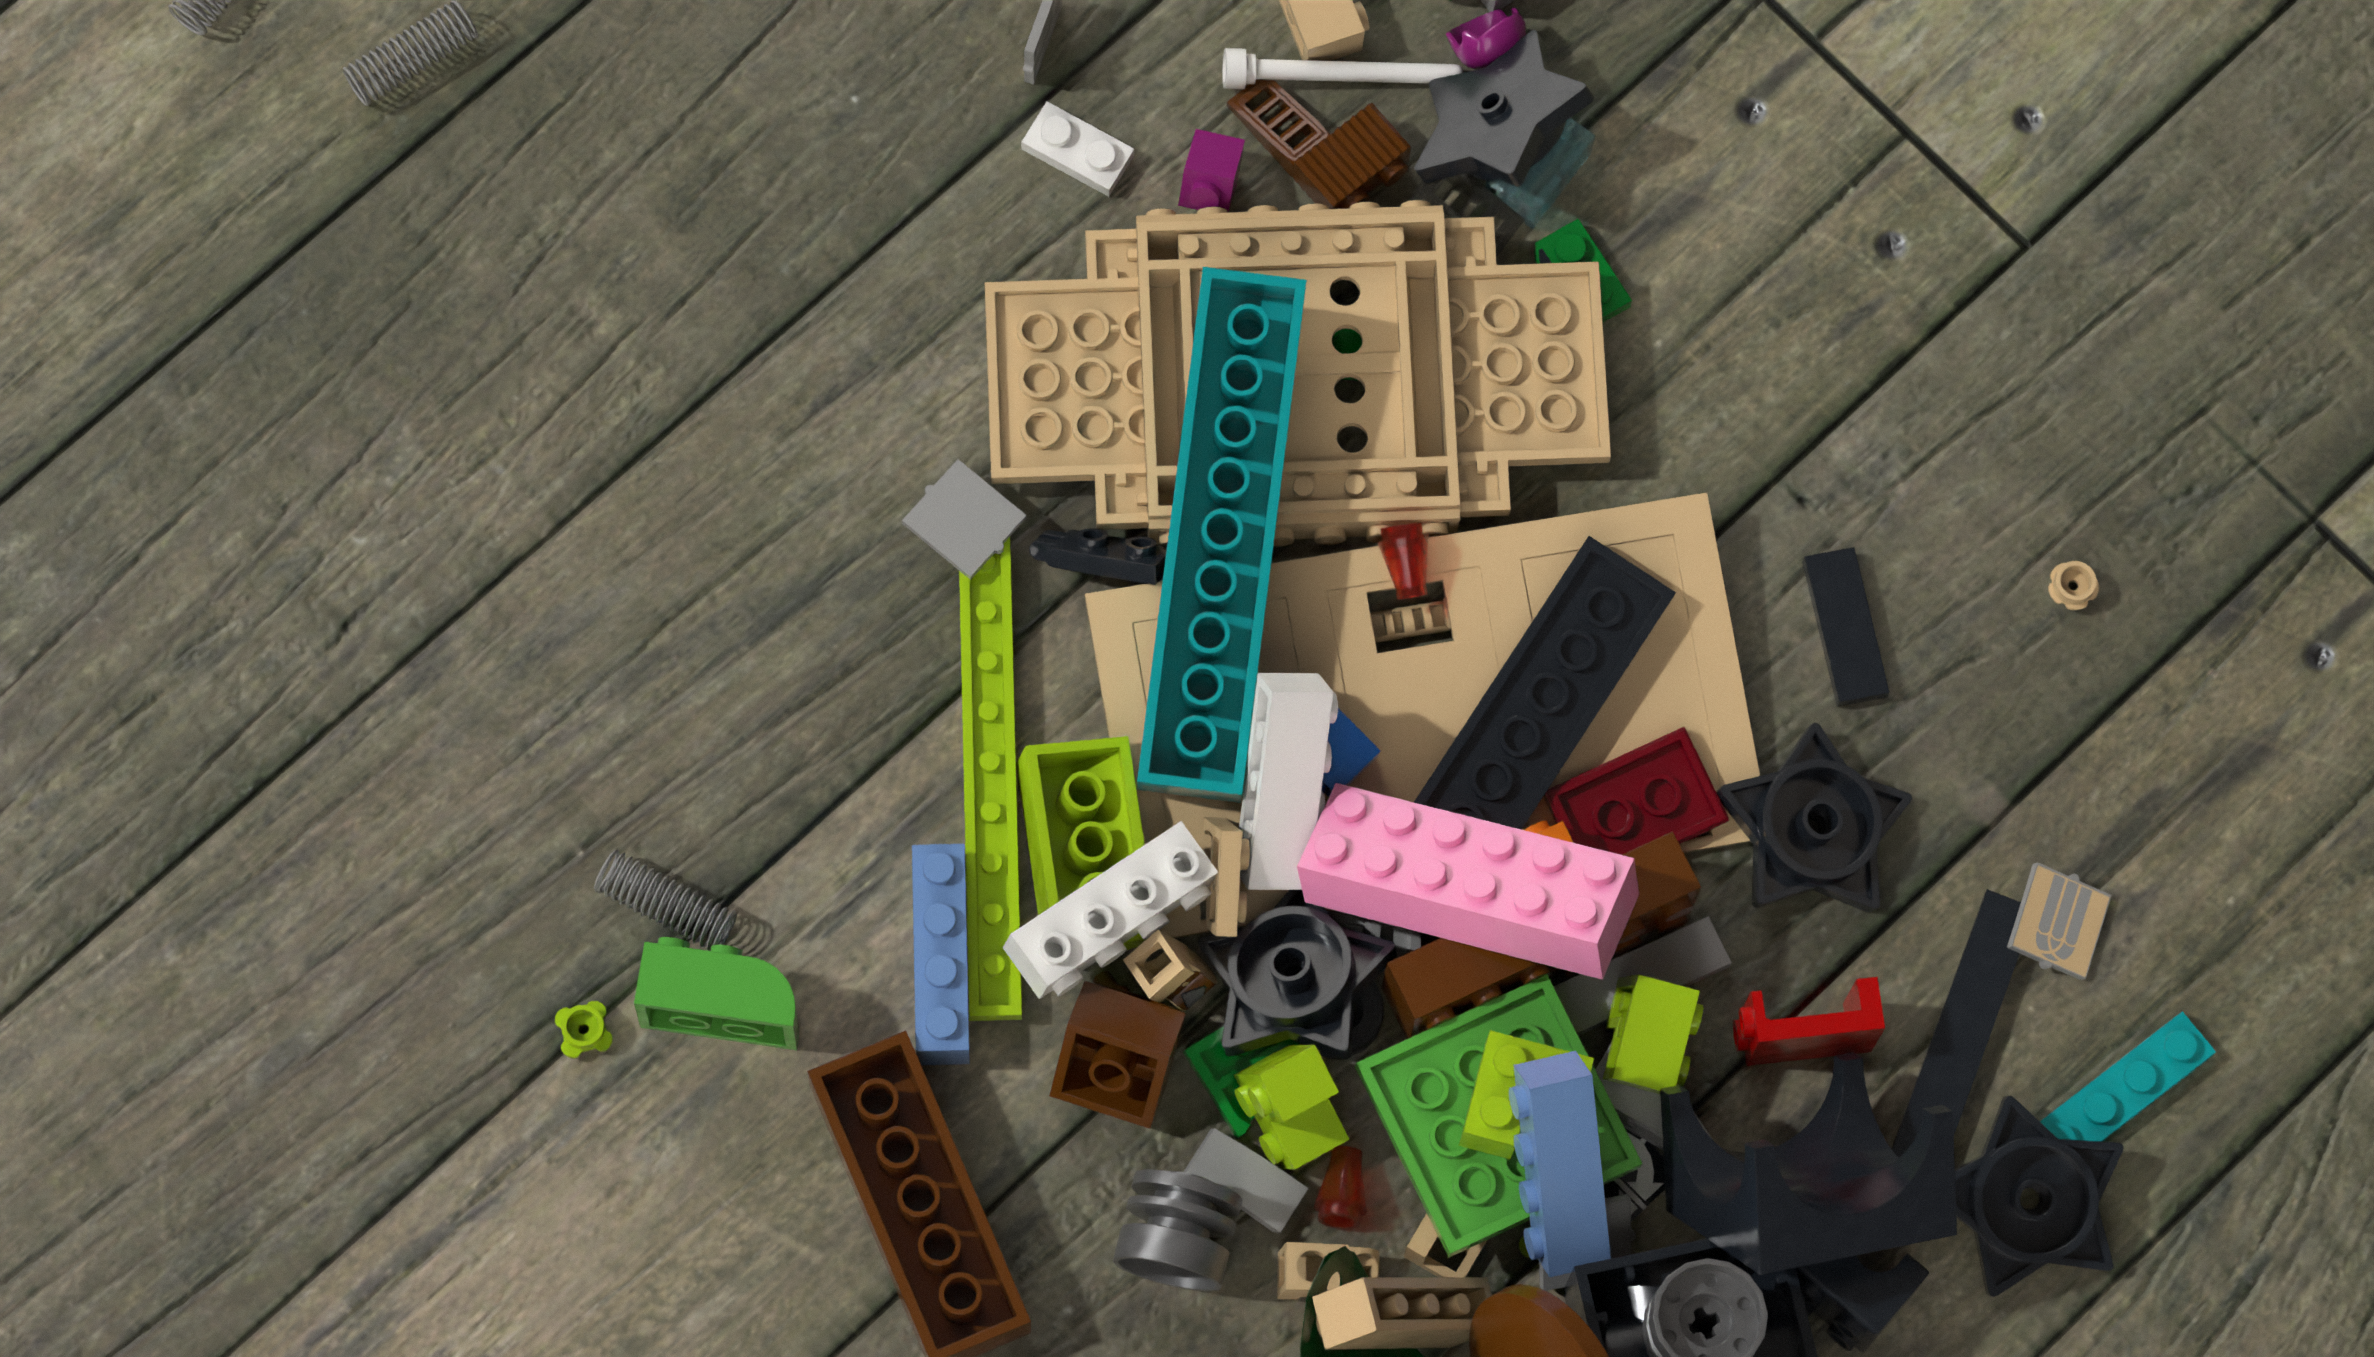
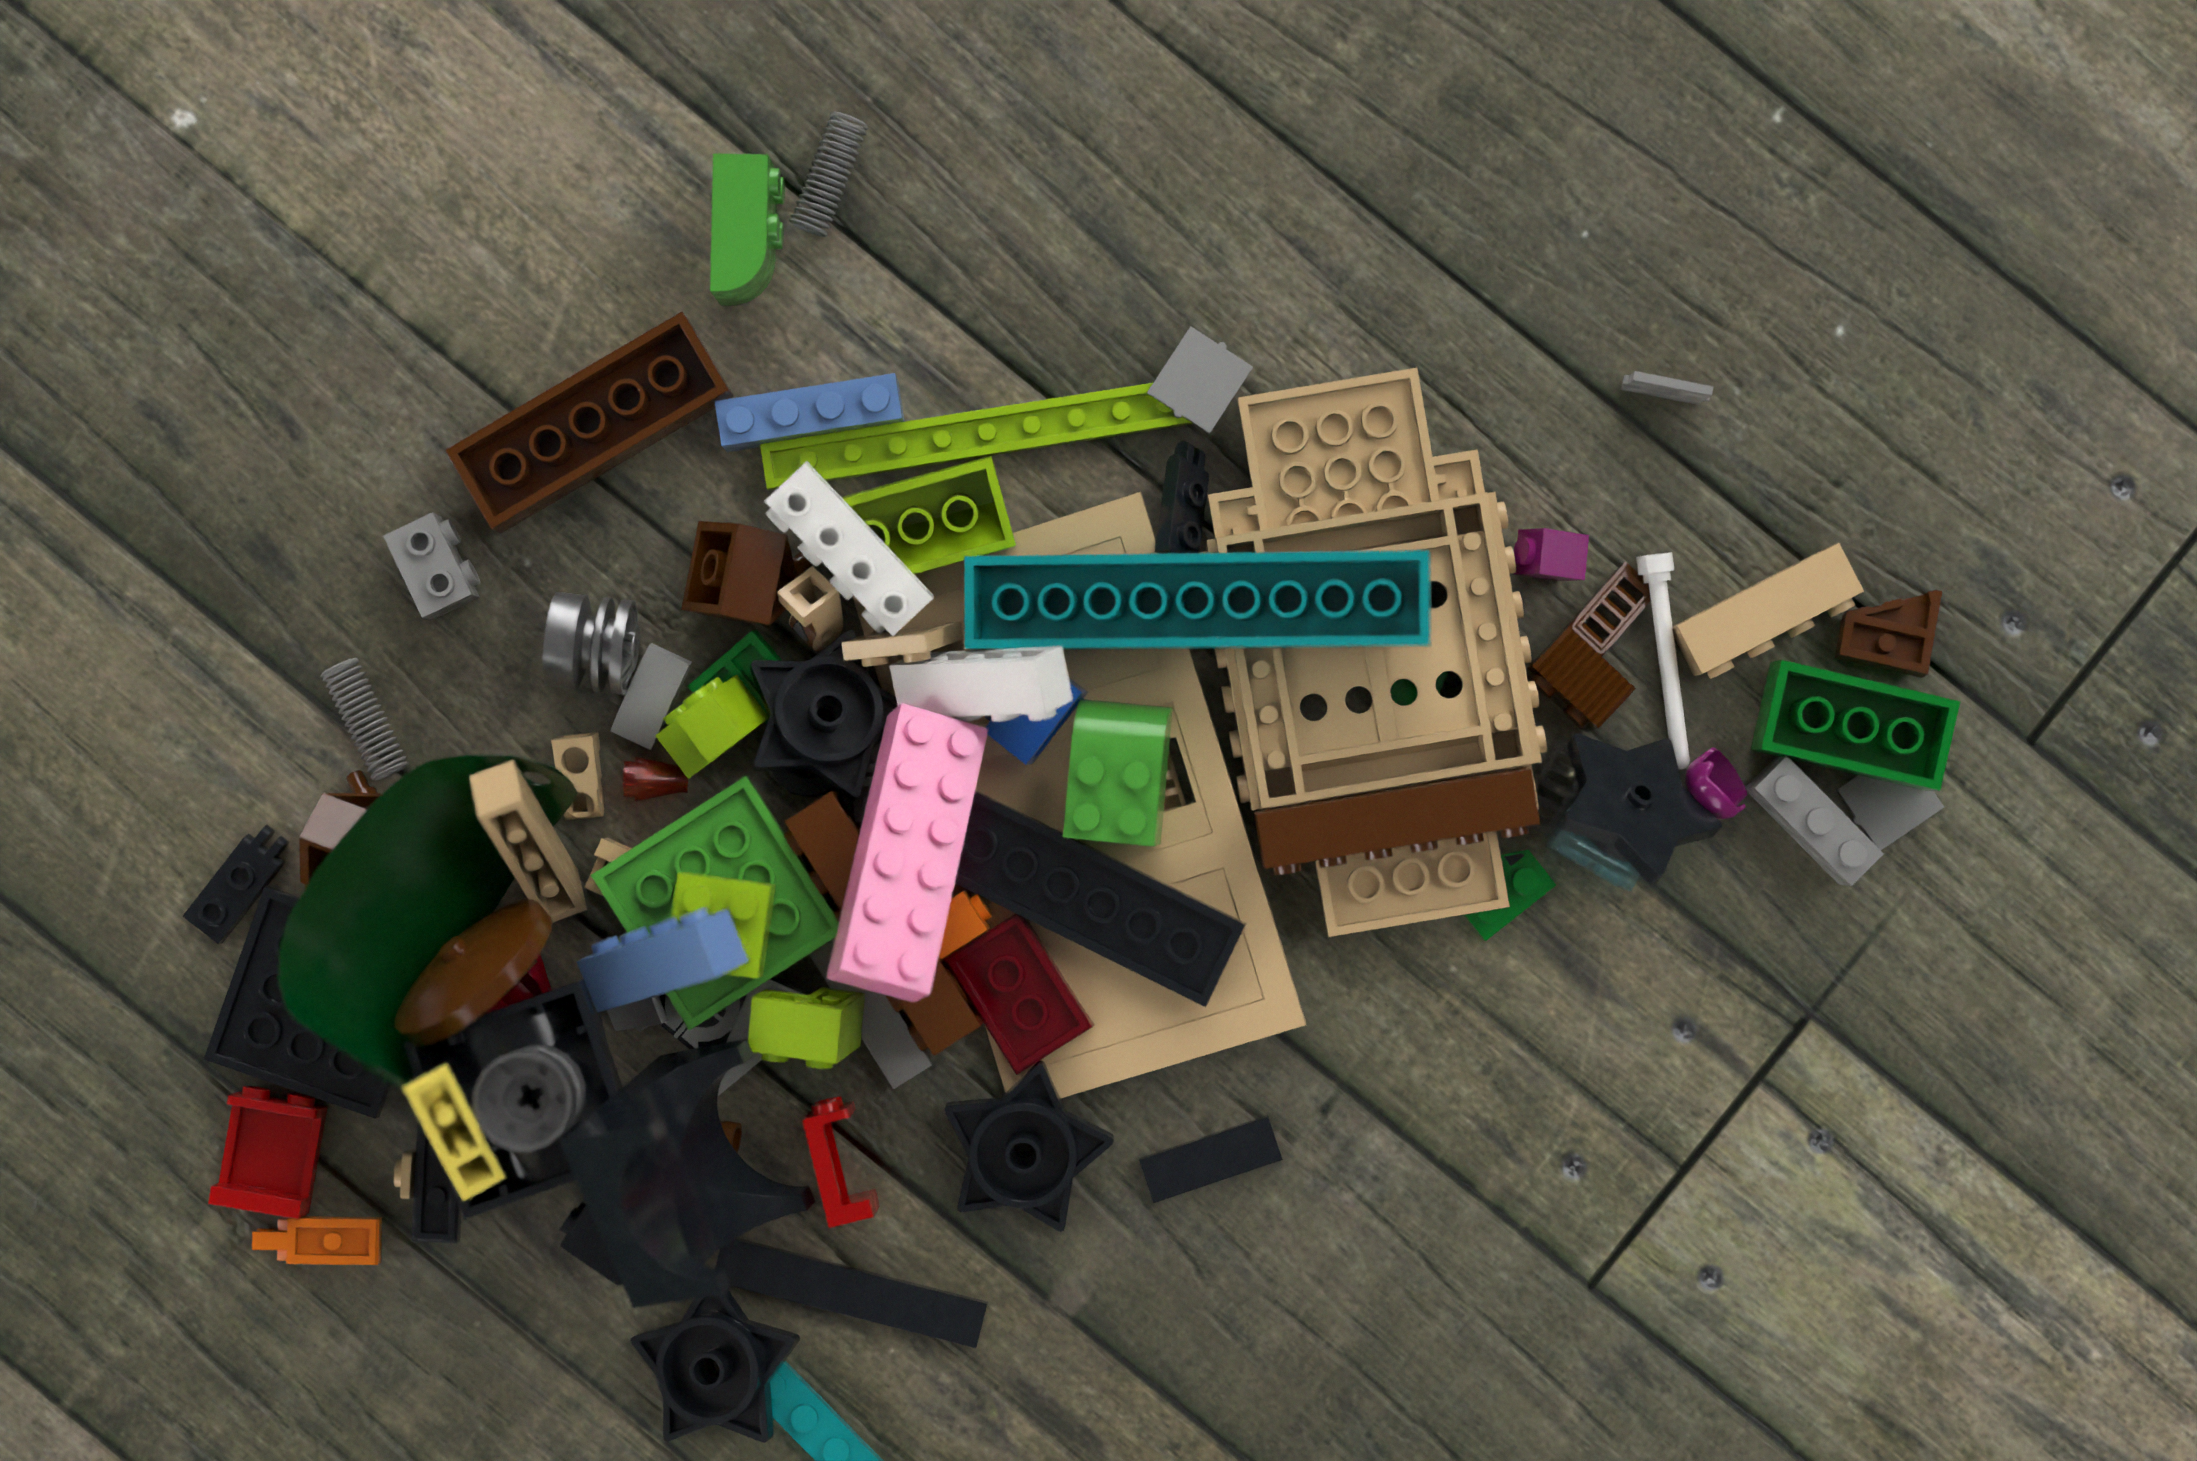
camera: 85 degrees right, 15 degrees up
(590, 1015) = (715, 110): lime plate -> none
(1077, 149) = (1563, 435): white plate -> none
(1402, 653) = (1117, 772): none -> bright green brick
(1405, 557) = (1206, 766): clear red cone -> none
(1489, 361) = (1397, 818): none -> reddish brown brick
(2059, 921) = (967, 1369): piece -> none
(2073, 572) = (1274, 1368): tan plate -> none

